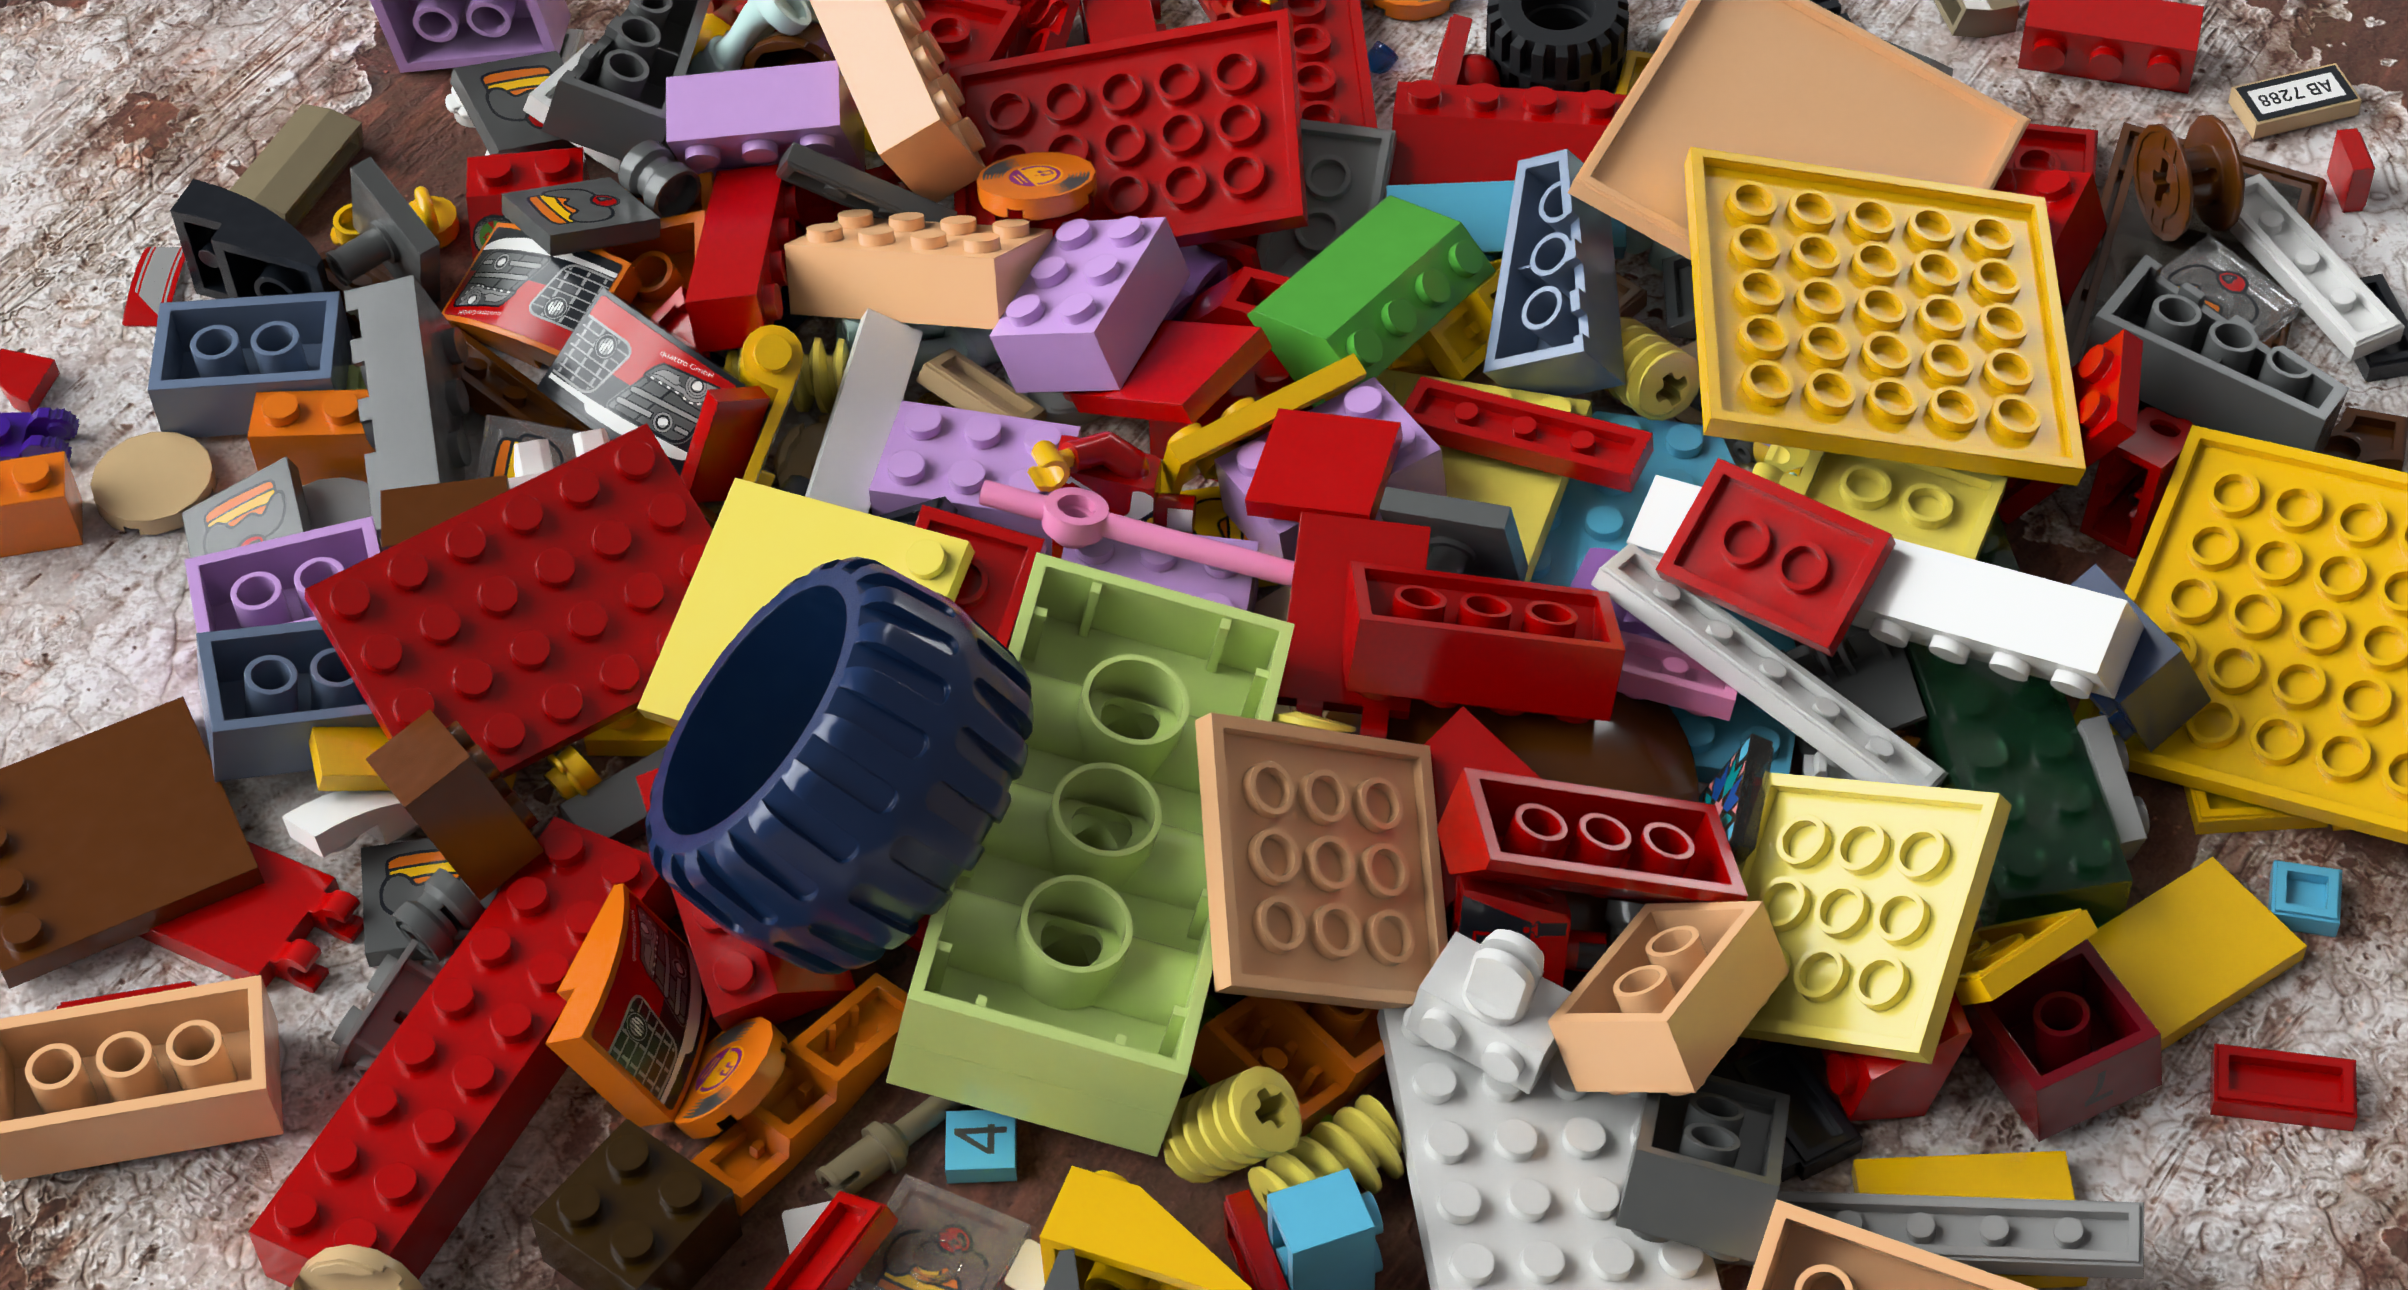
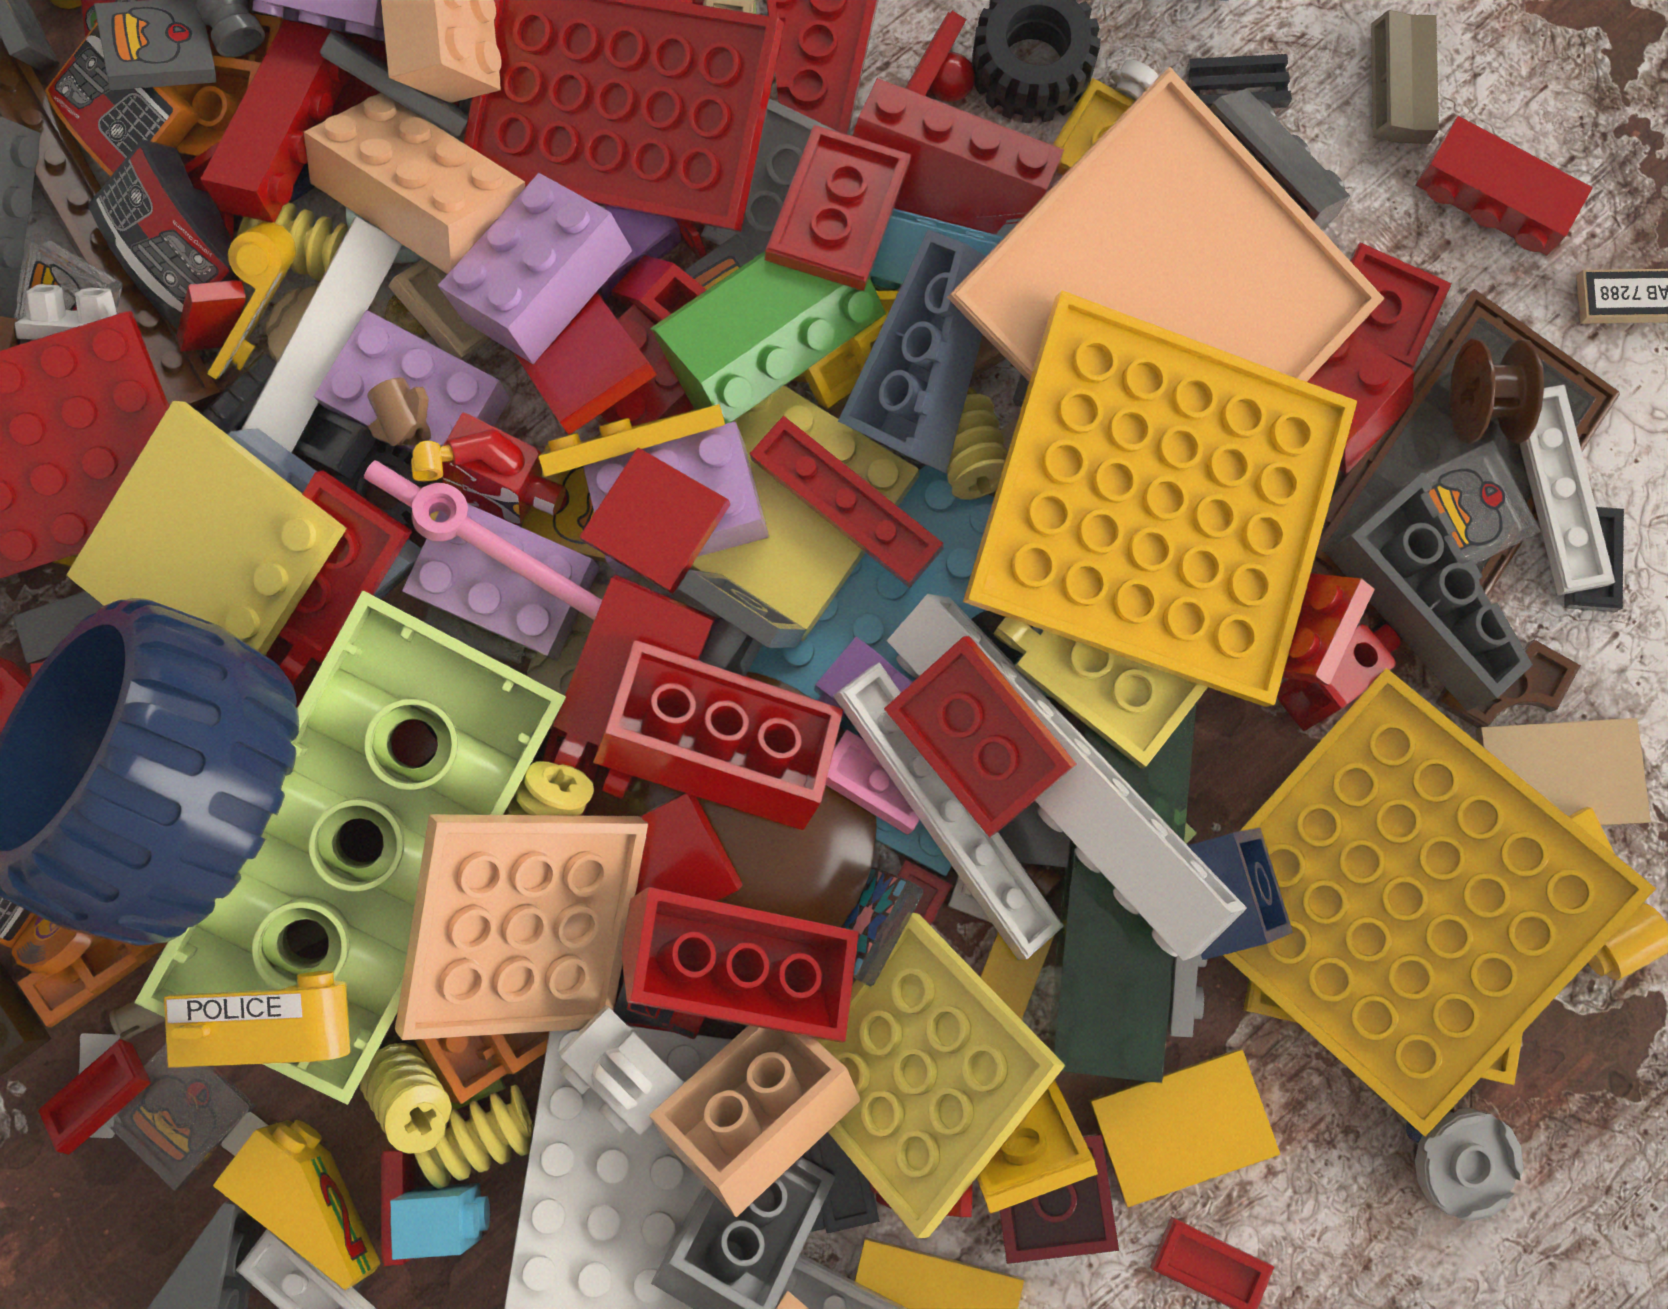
camera: 15 degrees right, 30 degrees up
(571, 774) = (31, 590): yellow plate -> none
(983, 457) = (399, 413): none -> medium nougat piece
(1038, 184) = (524, 131): orange tile -> none
(1064, 978) = (259, 1026): none -> yellow door
(1381, 58) = (887, 22): clear blue piece -> none
(1408, 178) = (838, 207): none -> red tile
(2306, 897) = (1300, 1102): medium azure tile -> none
(2350, 170) = (1644, 393): red tile -> none

